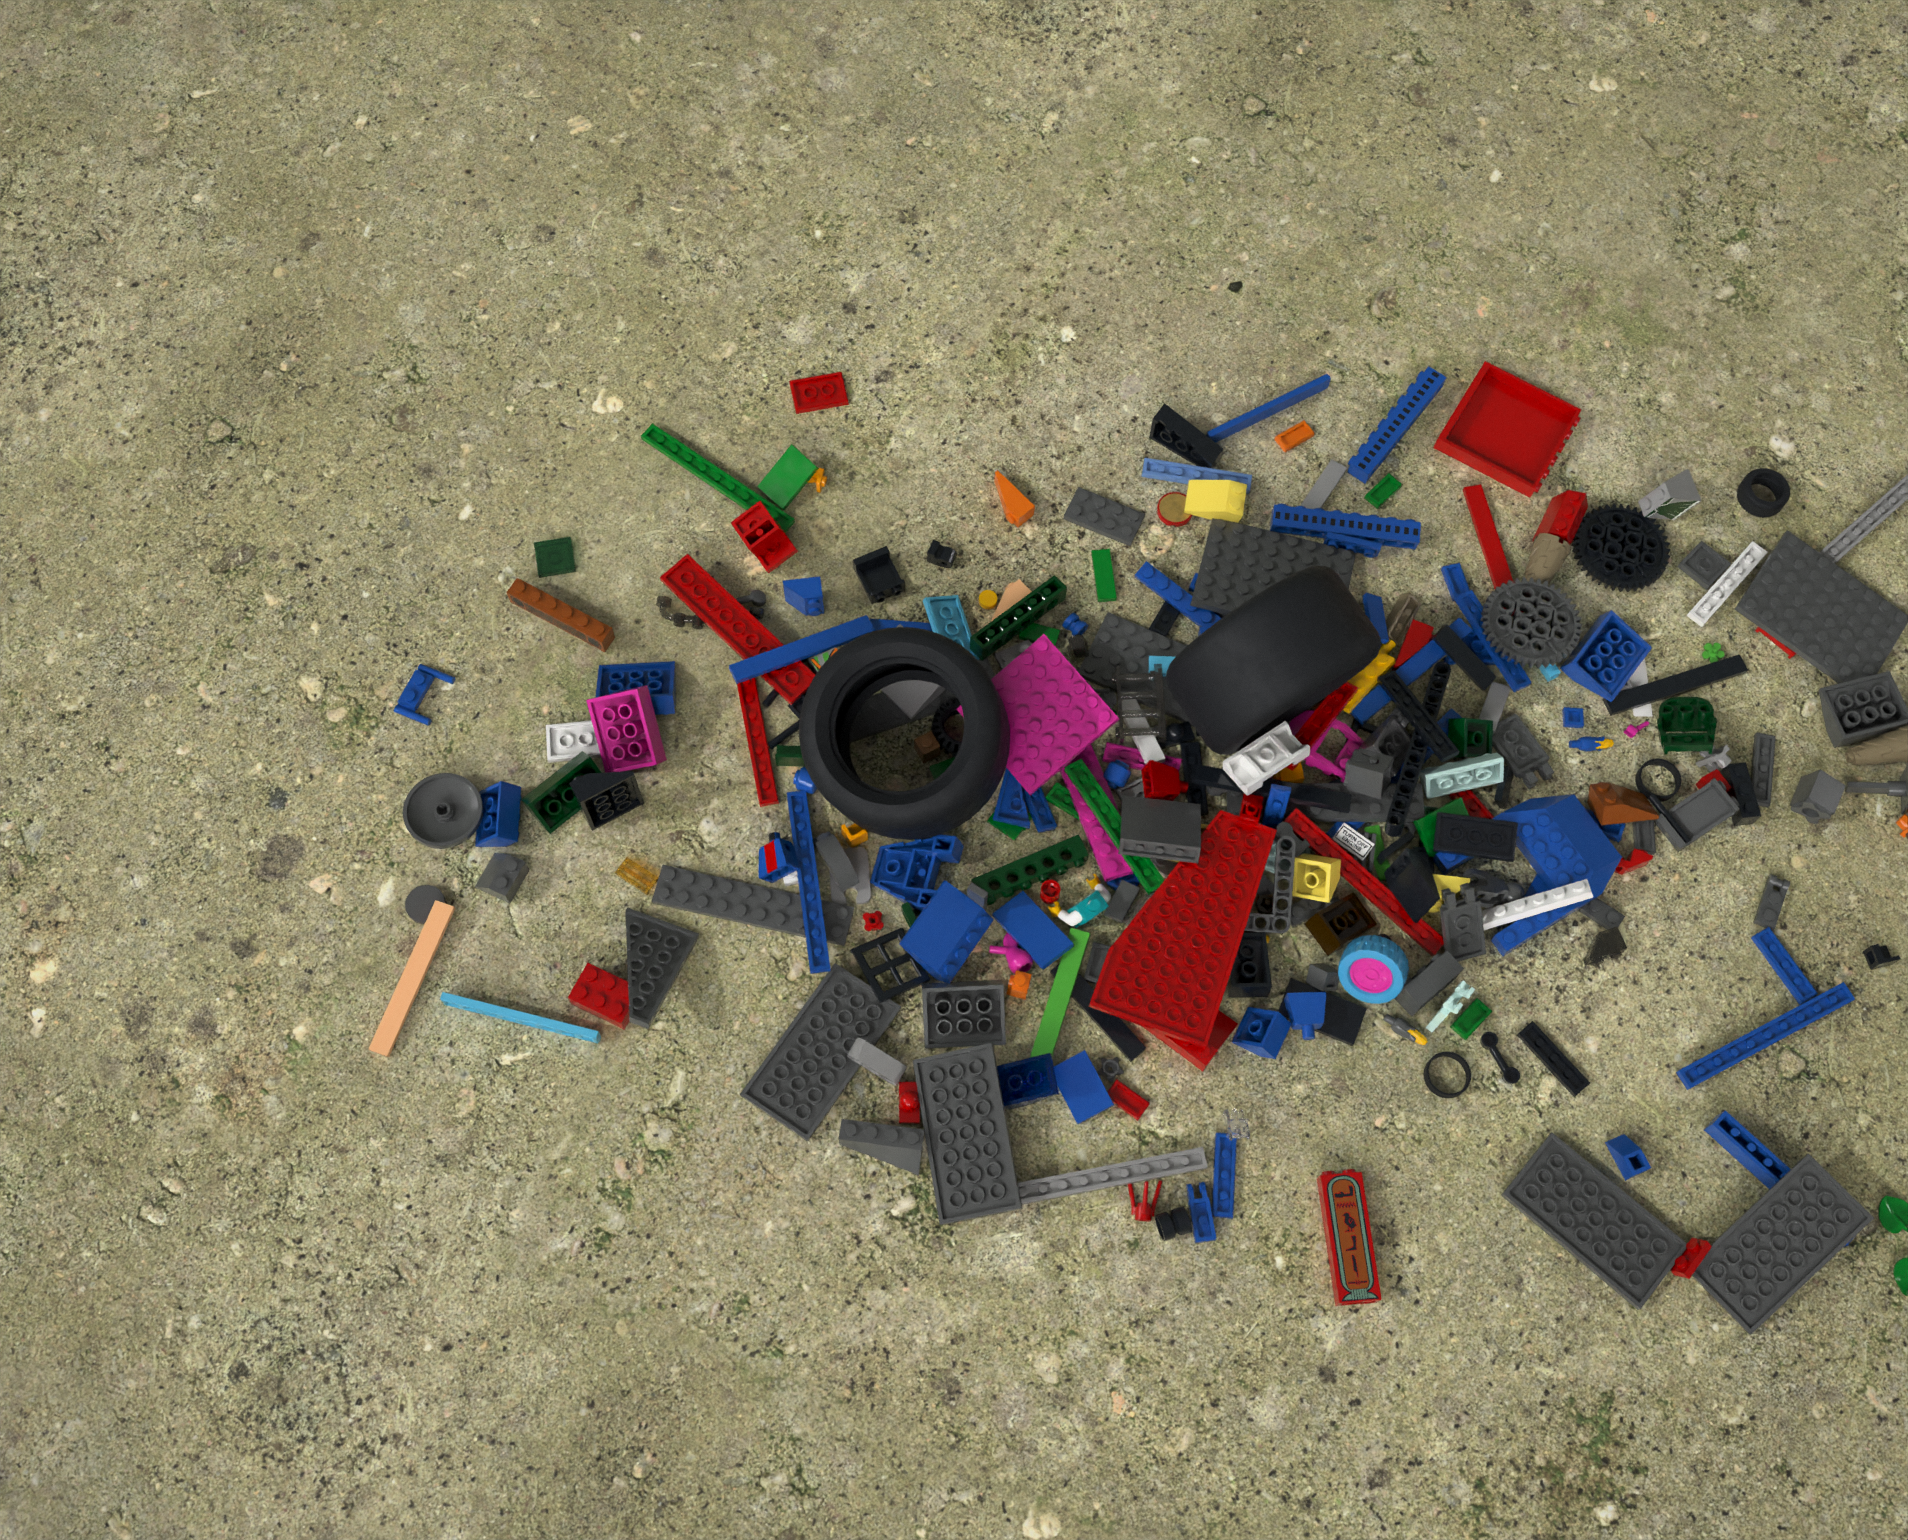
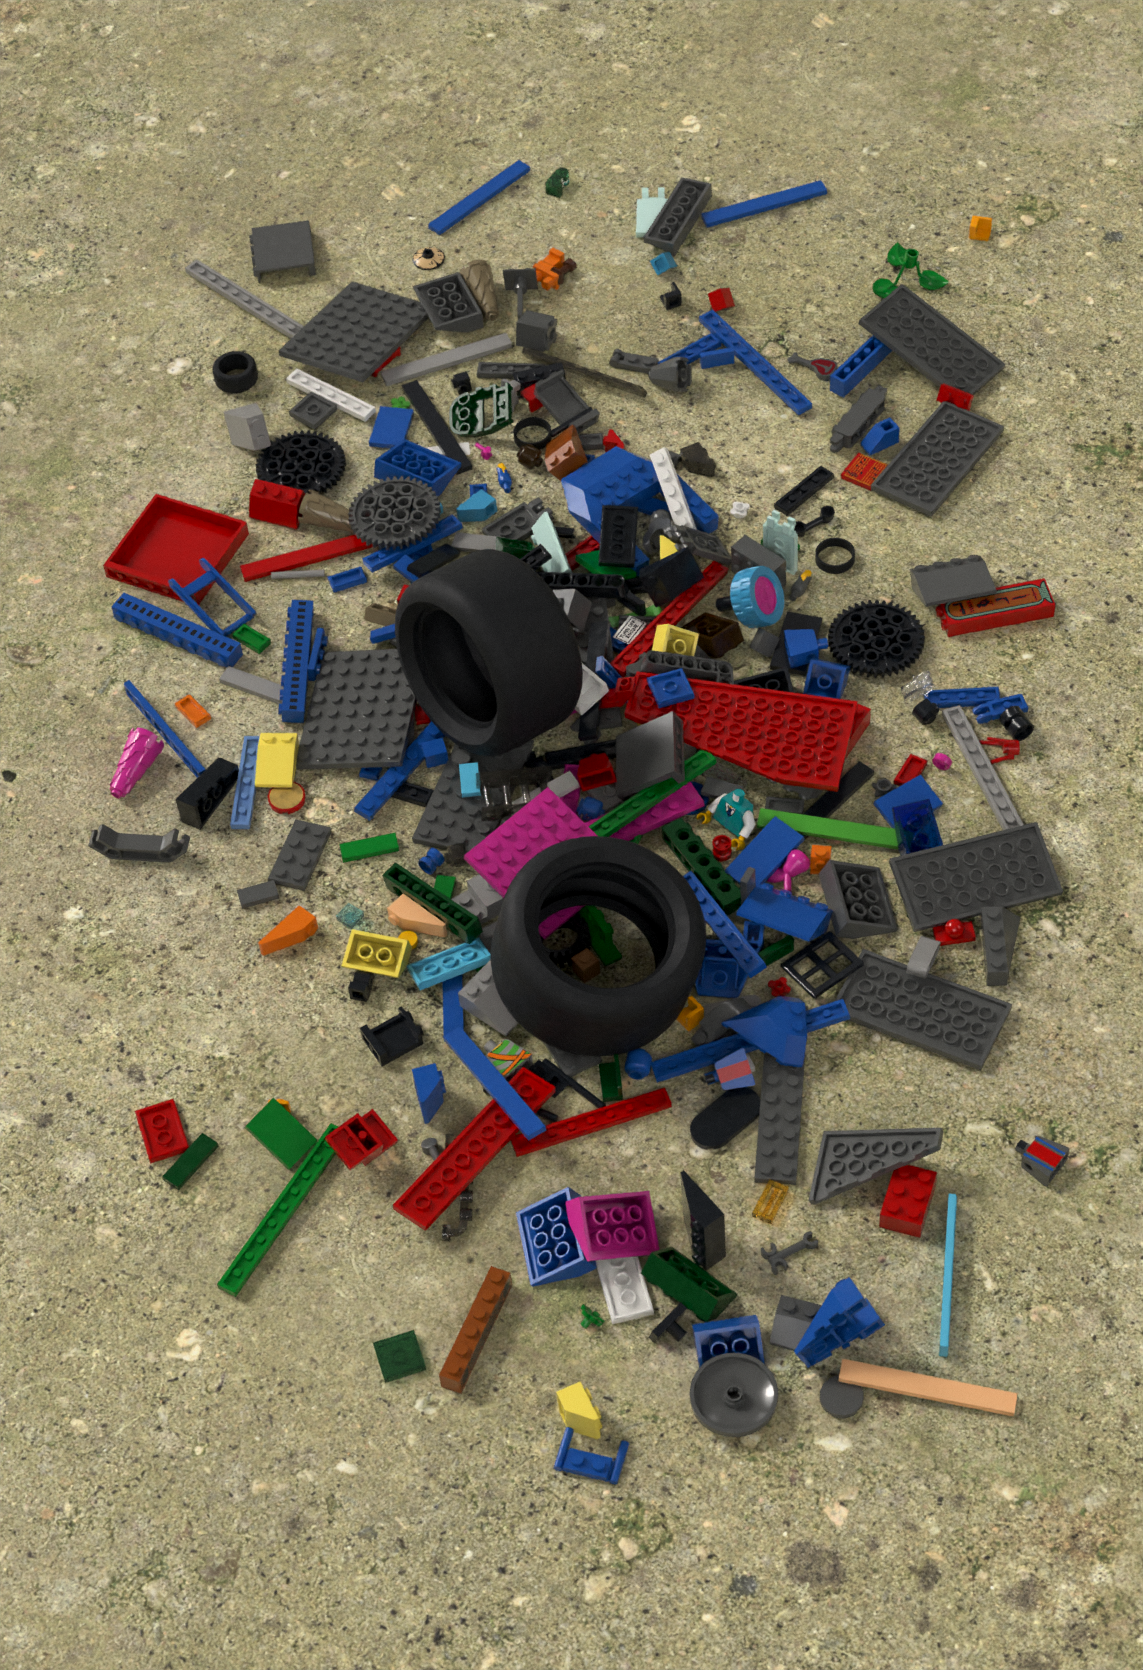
camera: 90 degrees left, 15 degrees down
(456, 683) = (578, 1412): none -> light yellow slope
(478, 905) = (839, 1320): none -> blue wedge
(528, 770) = (670, 1325): none -> black tile
(552, 708) = (590, 1317): none -> green plant
(577, 872) = (777, 1258): none -> dark grey bar
(624, 1131) = (1042, 1158): none -> dark grey torso
(733, 849) = (725, 1118): none -> black tile
(782, 412) = (190, 1161): none -> dark green tile
(814, 900) = (775, 1028): none -> blue wedge
(945, 870) = (726, 930): none -> blue plate
(968, 567) = (377, 953): none -> light yellow slope
(1023, 551) = (350, 915): none -> clear light blue plate
(1062, 478) = (258, 894): none -> dark grey tile
(1130, 380) = (138, 846): none -> dark grey piece
(1132, 1133) = (942, 761): none -> dark pink tile
(1203, 1129) = (925, 712): none -> black plate
(1234, 382) = (138, 755): none -> dark pink cone
(1246, 858) = (670, 688): none -> blue tile
(1309, 1061) = (876, 638): none -> black gear
(1383, 1191) = (952, 580): none -> dark grey slope
(1445, 437) = (201, 582): none -> blue piece
(1467, 538) = (297, 574): none -> light grey bar
(1522, 986) = (739, 509): none -> white plate
(1546, 711) = (477, 507): none -> dark azure slope
(1580, 1130) = (863, 471): none -> red tile
(1619, 771) = (529, 456): none -> dark brown head
(1664, 1139) = (858, 419): none -> dark grey hinge
(1676, 640) = (390, 427): none -> blue tile
(1740, 938) = (672, 374): none -> dark grey cone
(1741, 714) = (461, 382): none -> black plate
(1752, 844) = (585, 372): none -> clear smoke tile
(1756, 1115) = (822, 367): none -> dark grey piece
(1772, 992) = (717, 358): none -> blue tile
(1782, 705) = (446, 359): none -> light grey tile
(1874, 1013) = (721, 299): none -> red panel

